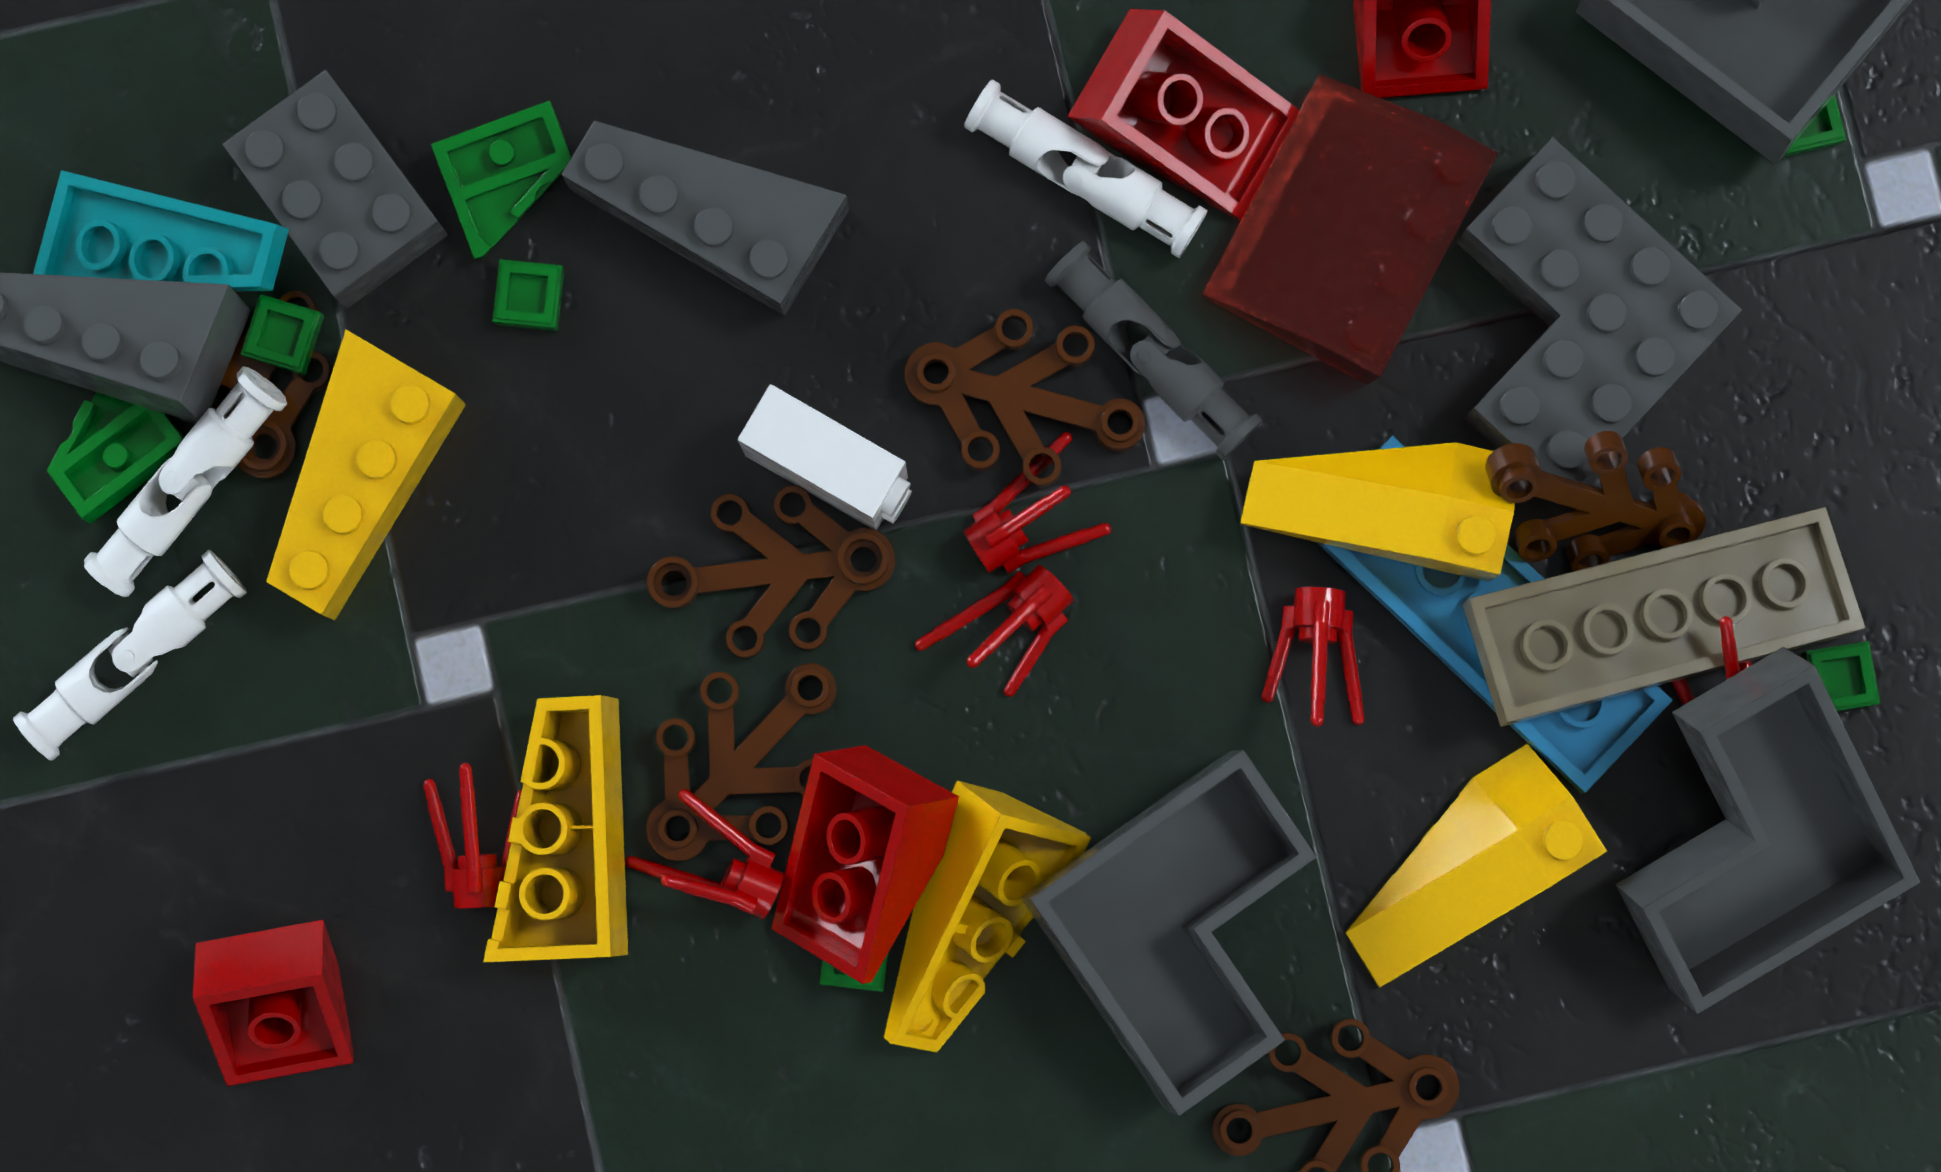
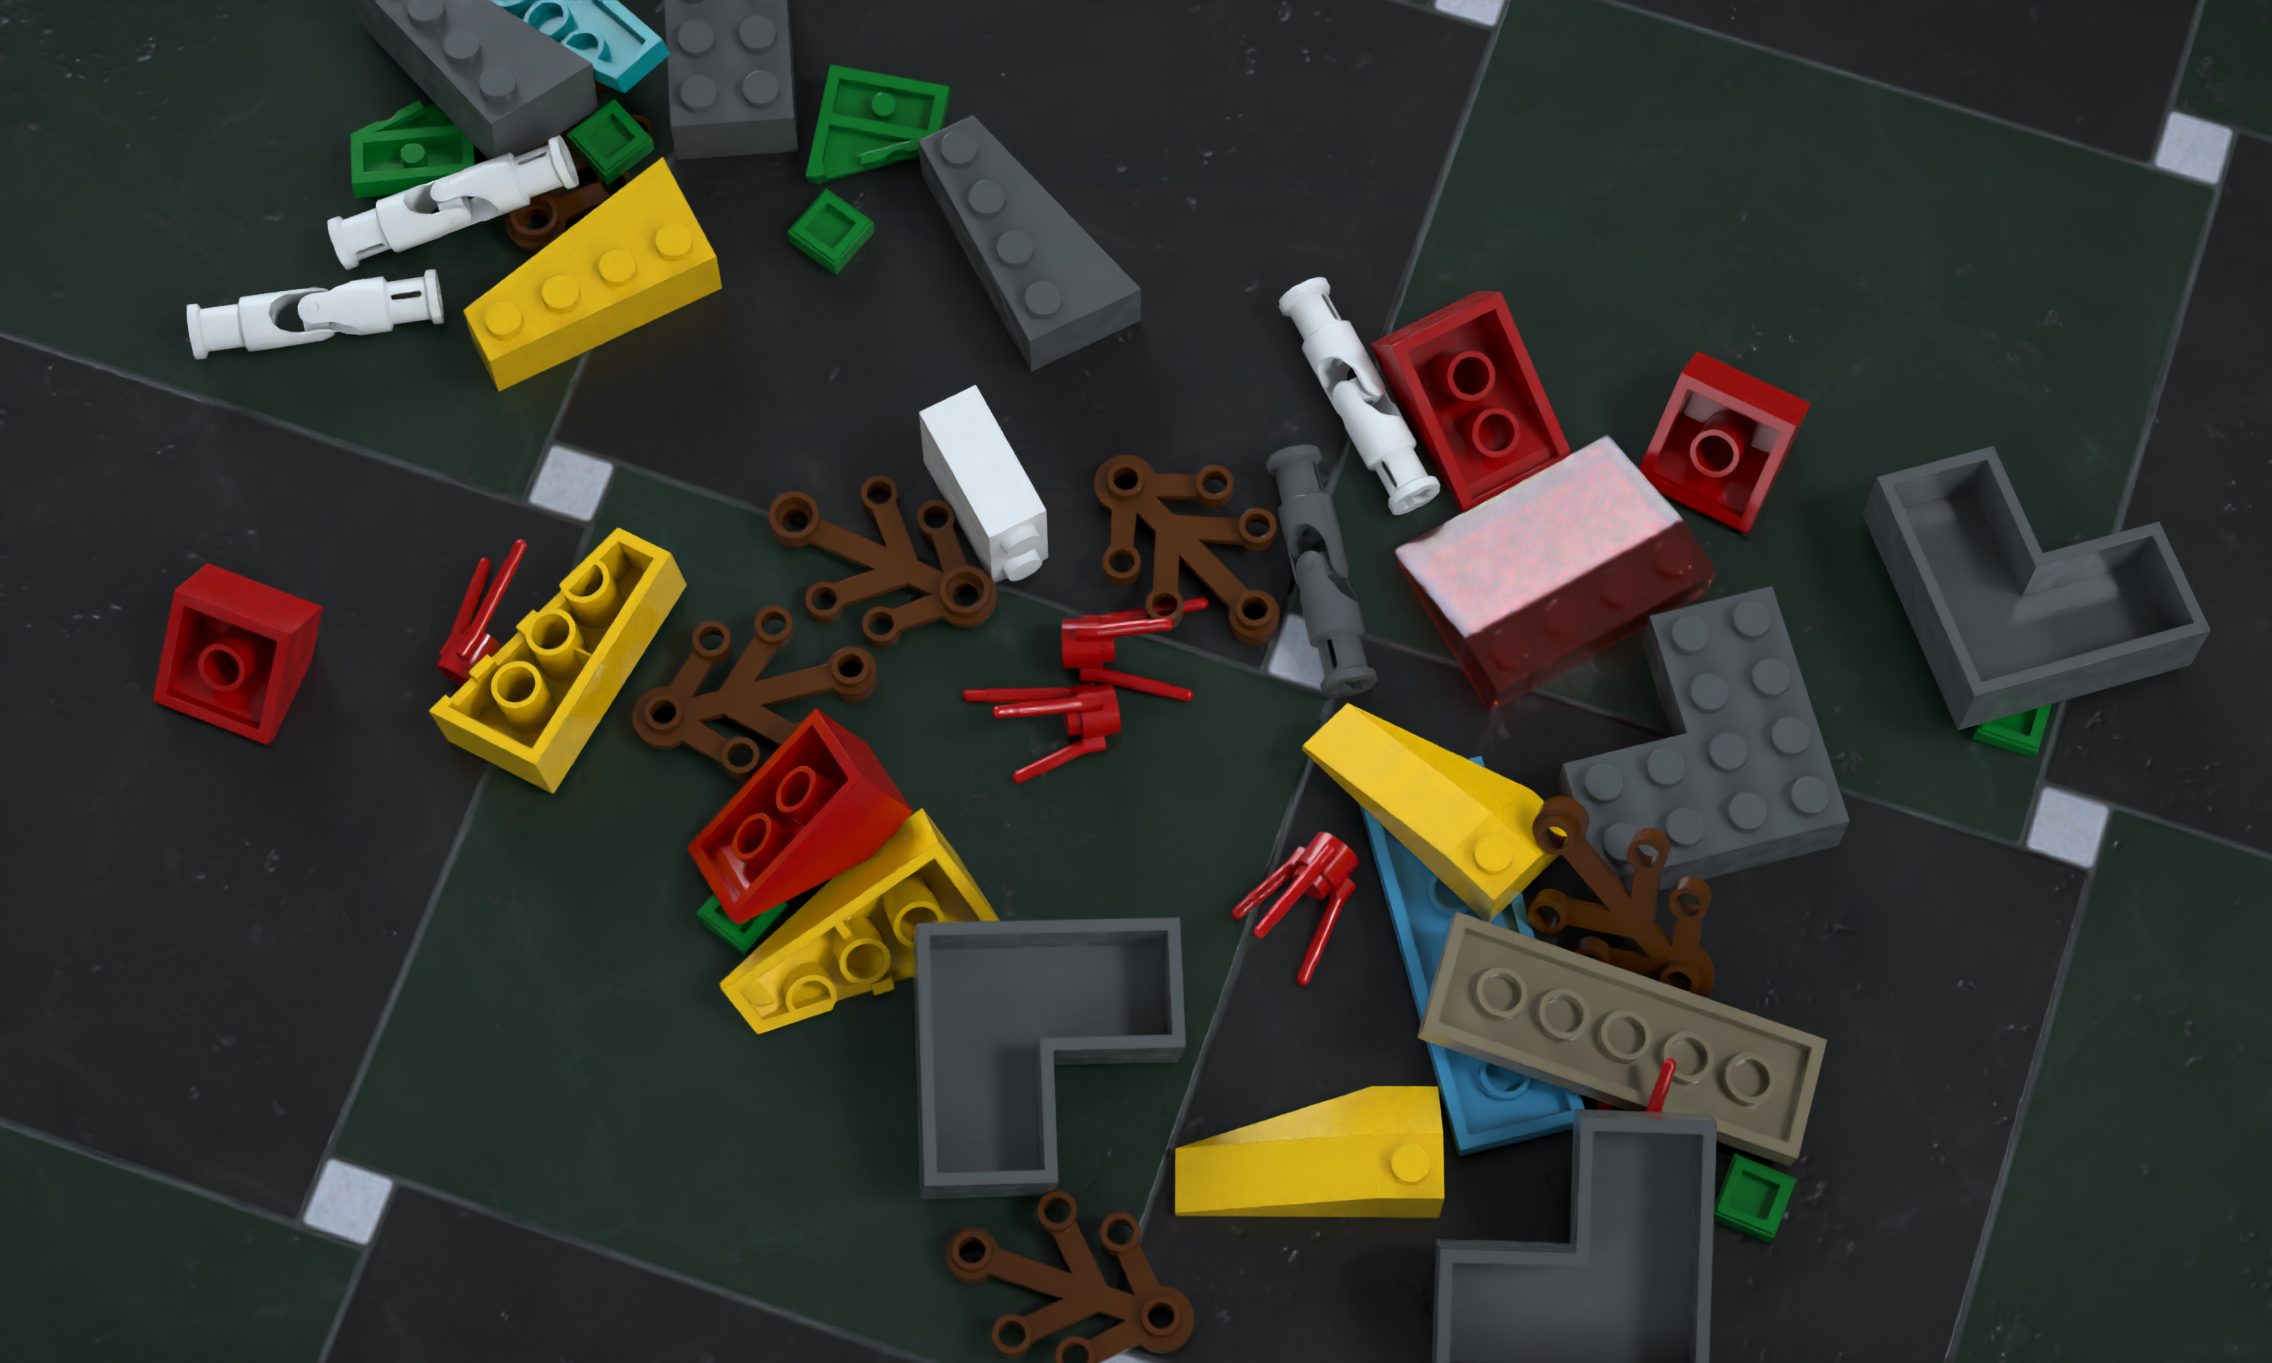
camera: 30 degrees right, 15 degrees down
(745, 885) = (688, 792): red plant -> none

